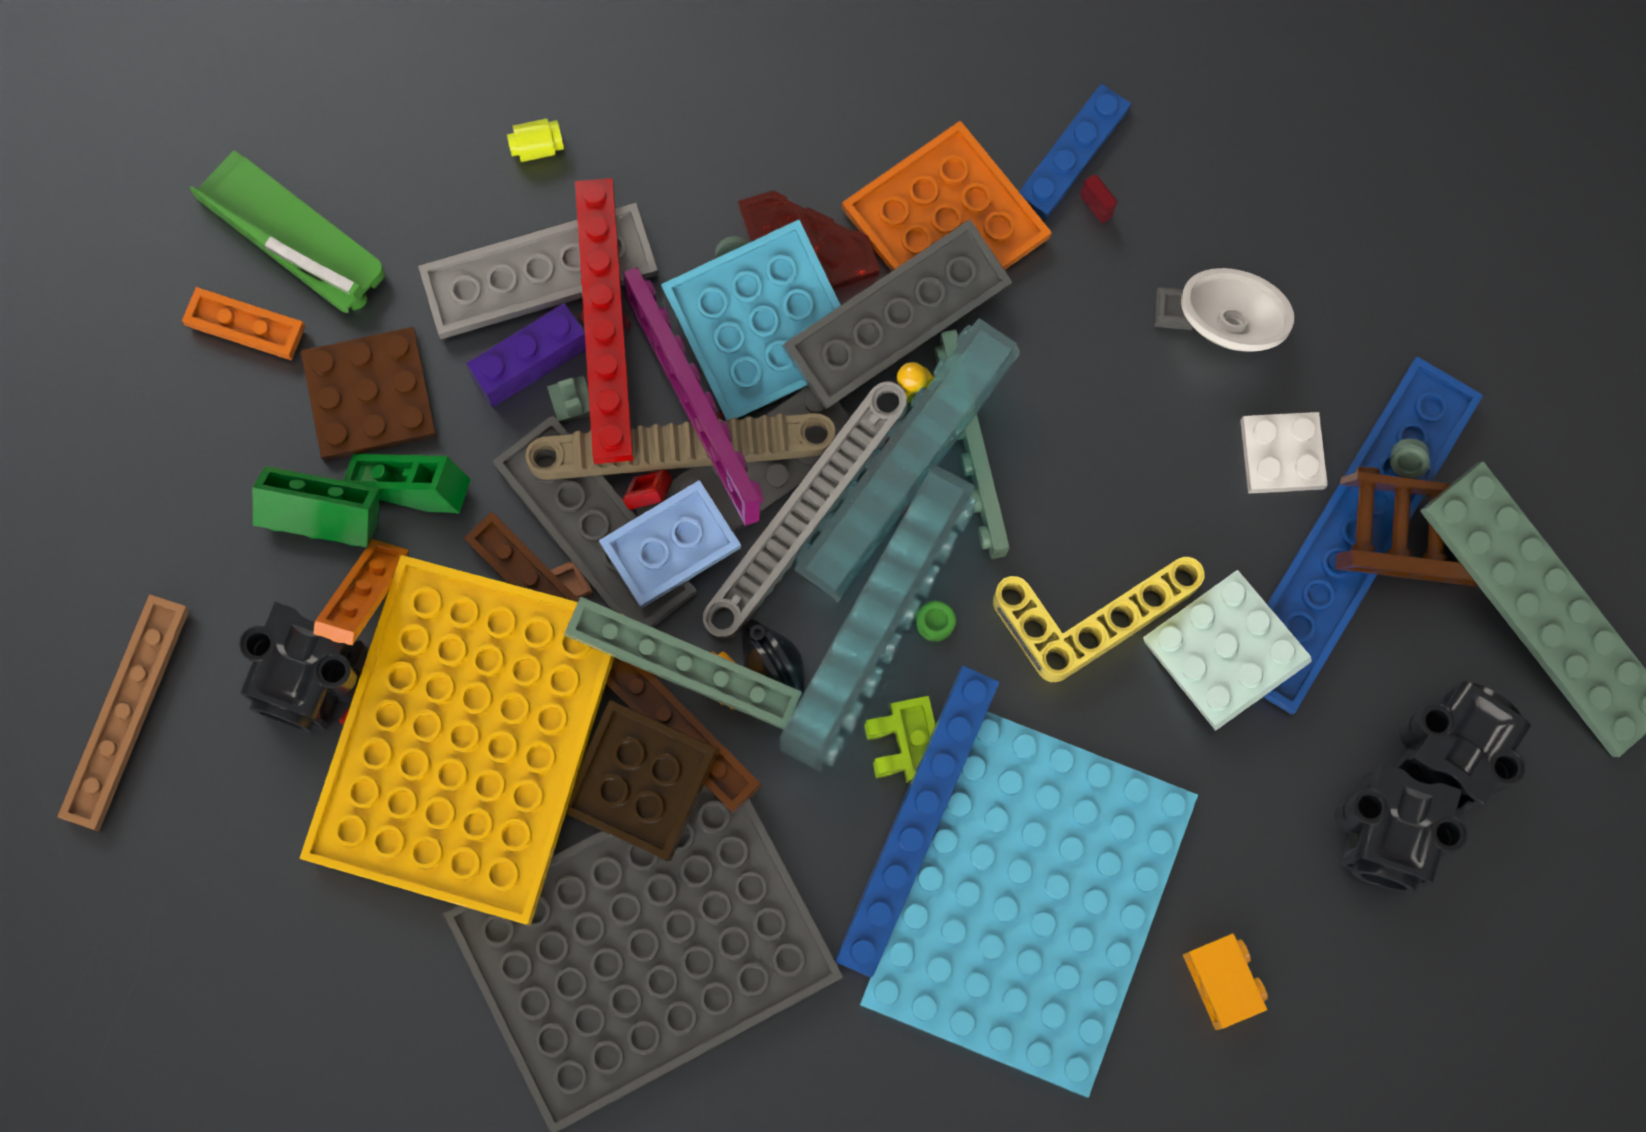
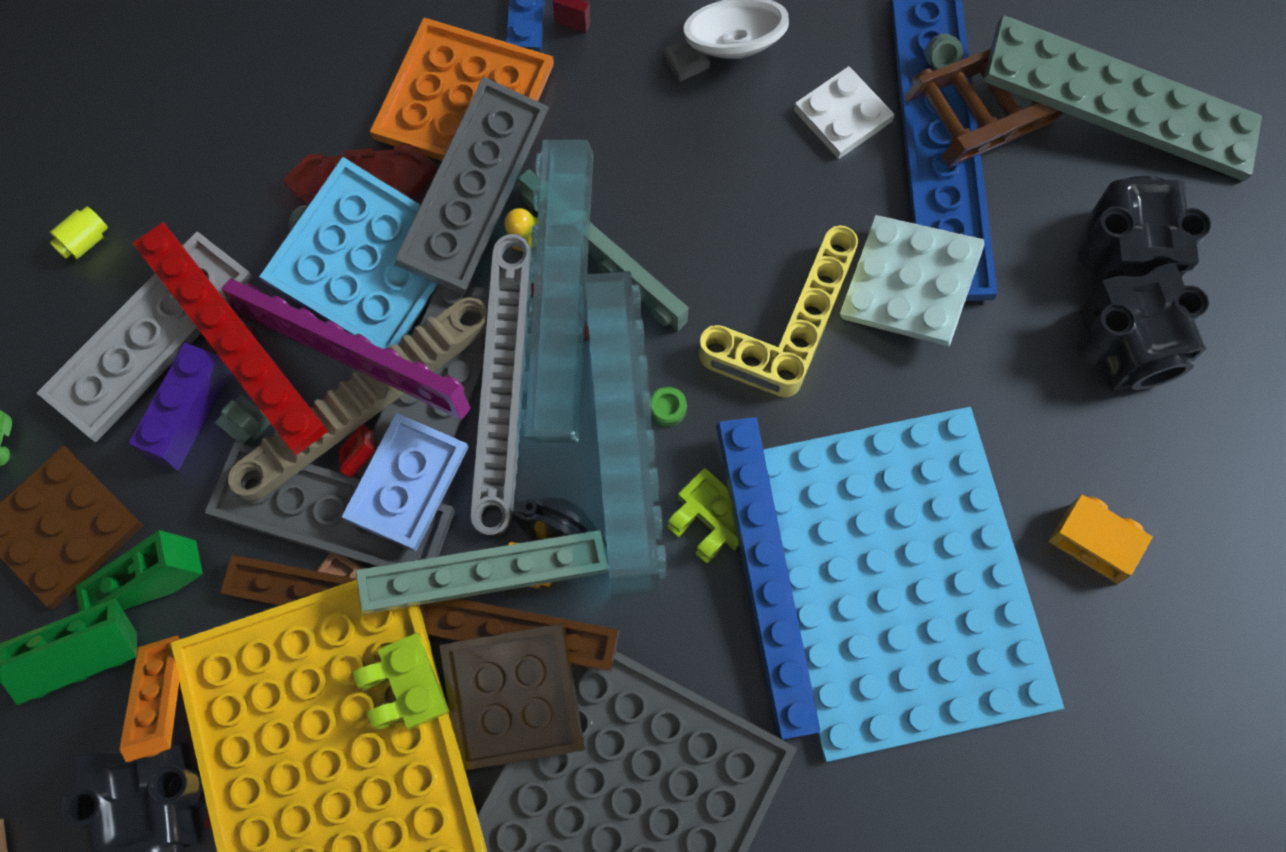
camera: 30 degrees left, 5 degrees down
(568, 717) = (412, 681): none -> lime plate

